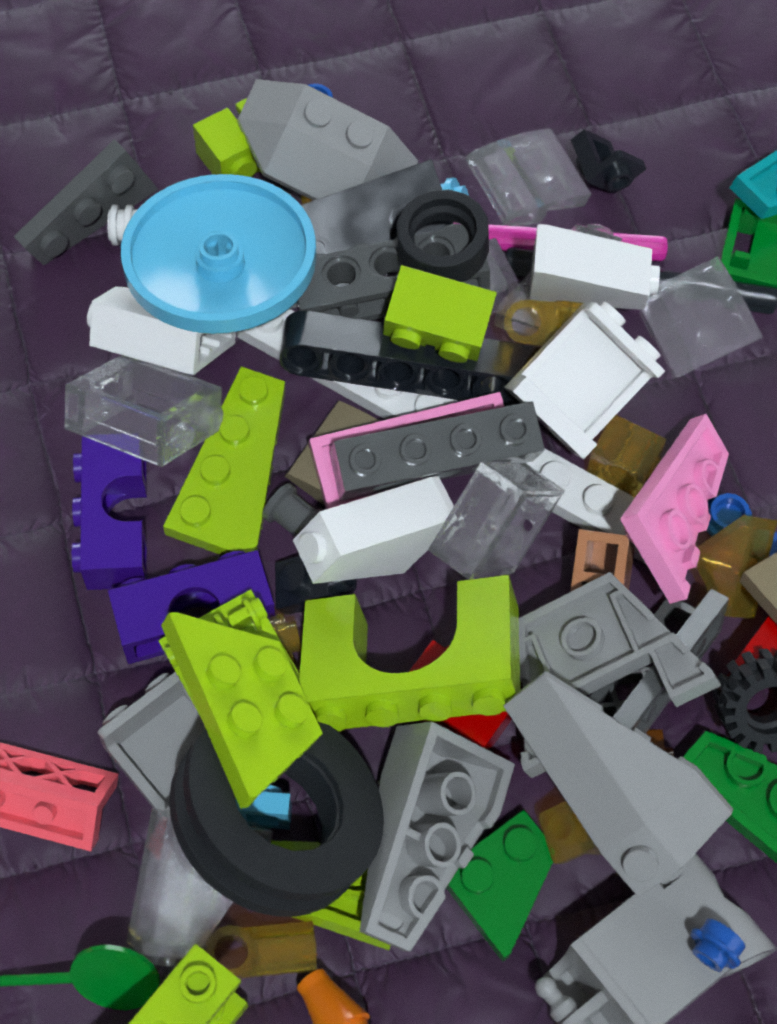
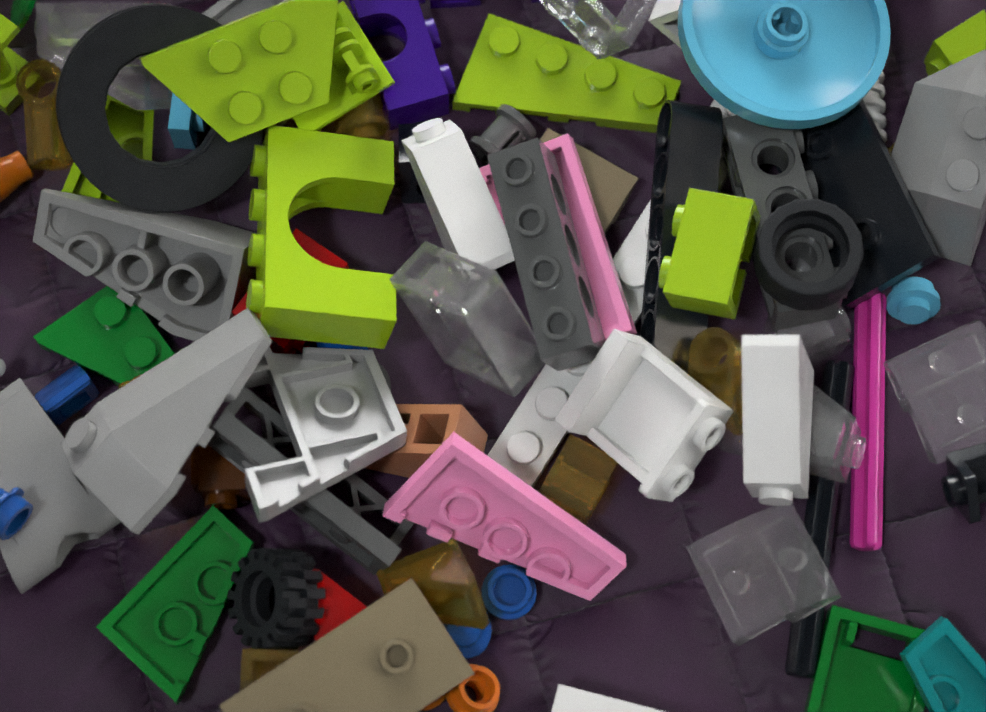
camera: 90 degrees right, 10 degrees up
(559, 920) = (67, 394): none -> blue slope

